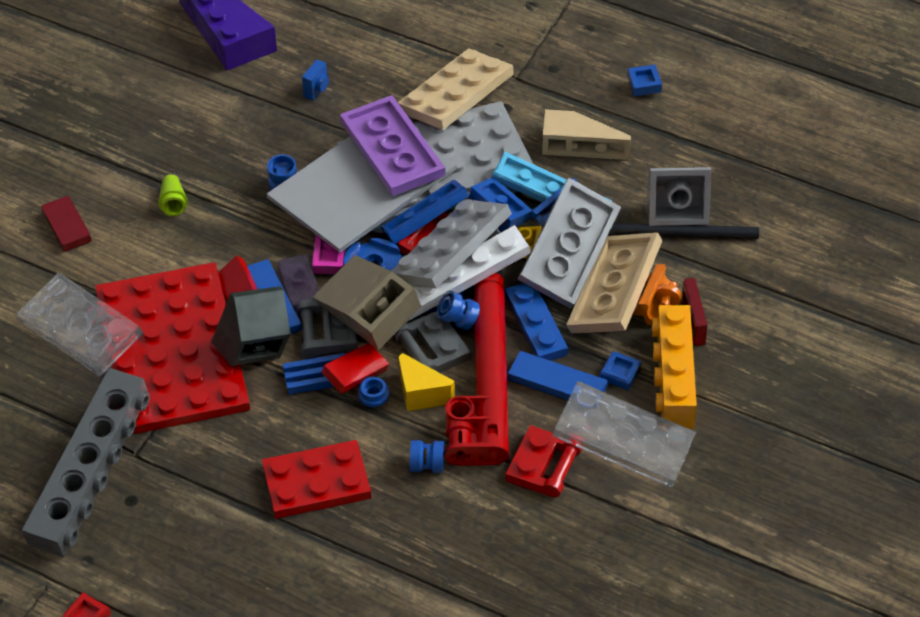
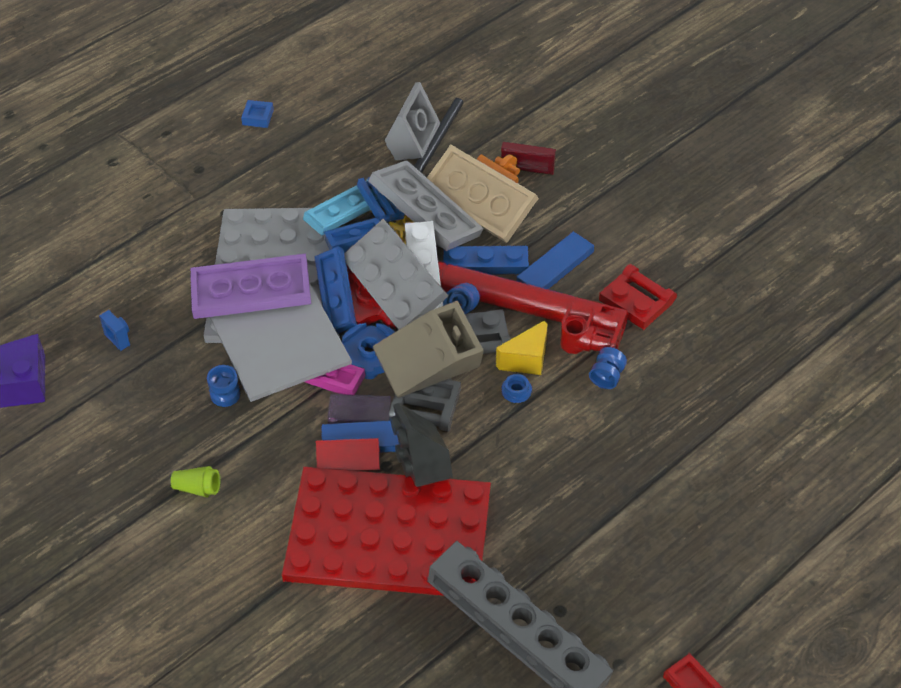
camera: 70 degrees left, 0 degrees up
(66, 223) = (178, 584): dark red tile -> none
(79, 324) = (330, 597): clear plate -> none
(307, 369) = (477, 406): blue tile -> none
(316, 479) = (595, 457): red plate -> none
(355, 367) = (489, 391): red tile -> none
(456, 88) = (193, 231): tan plate -> none
(580, 136) = (297, 170): tan slope -> none
(621, 370) = (562, 223): blue tile -> none
(624, 434) = (635, 236): clear plate -> none
(676, 365) = (581, 184): light orange brick -> none

